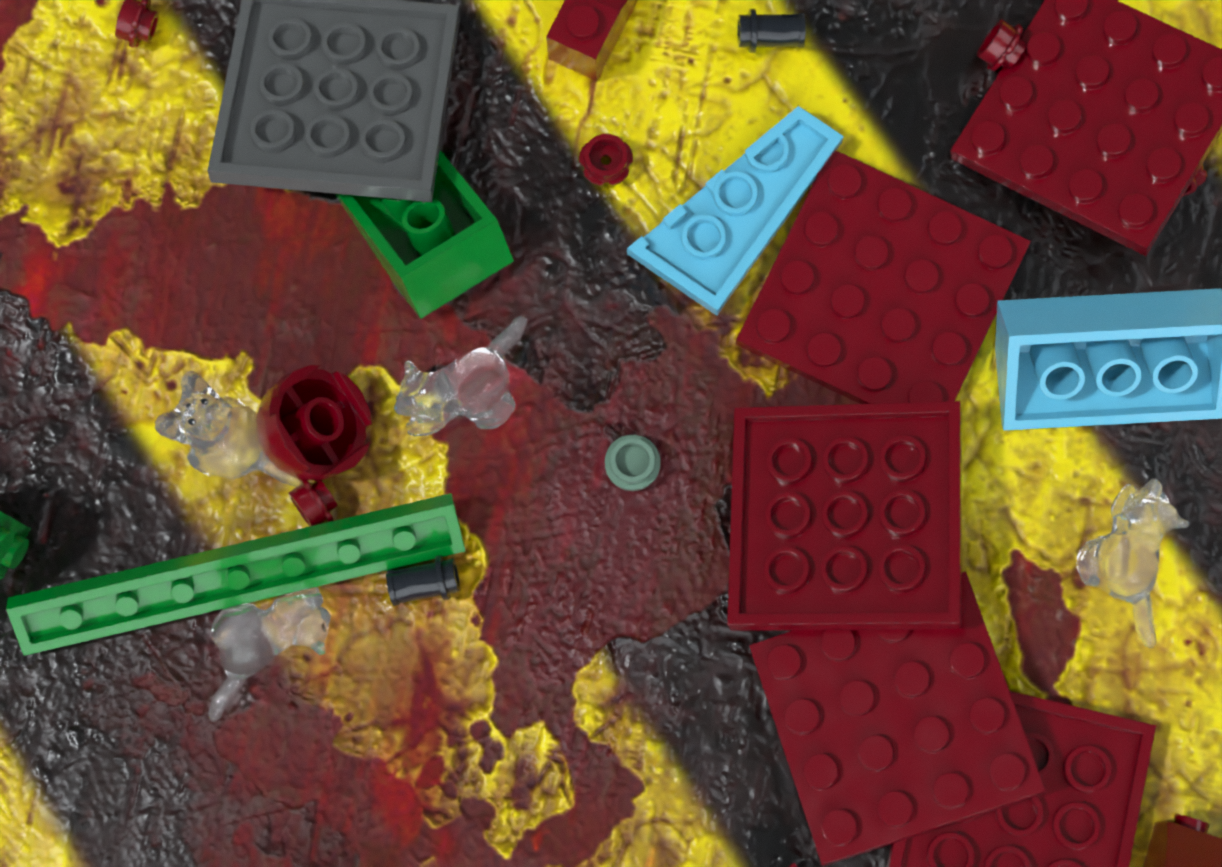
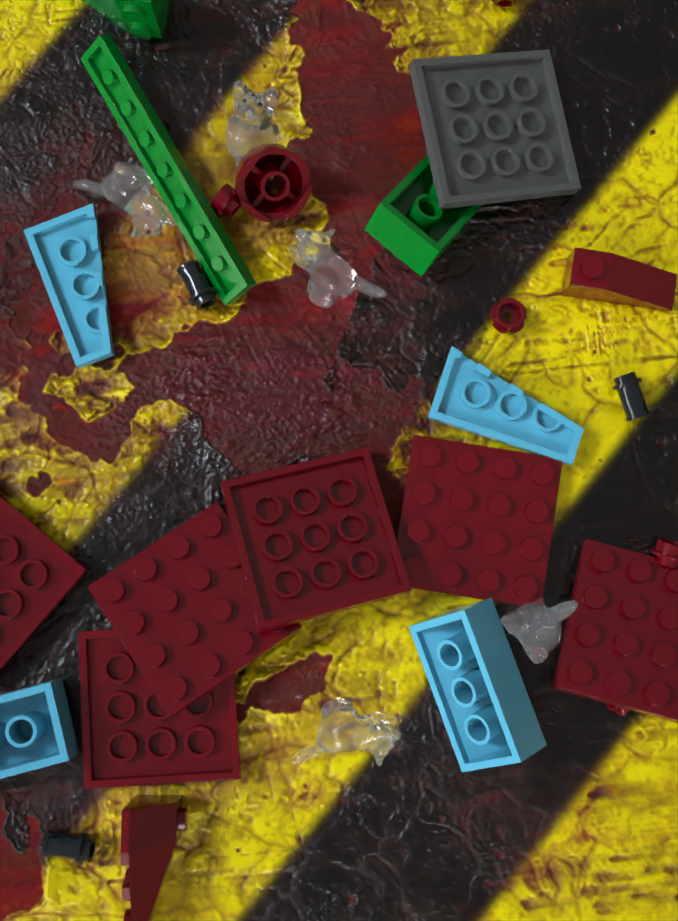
camera: 70 degrees right, 5 degrees up
(345, 758) = (73, 274): none -> medium azure wing
(632, 462) = (313, 393): sand green plate -> none
(1058, 244) = (538, 626): none -> clear animal

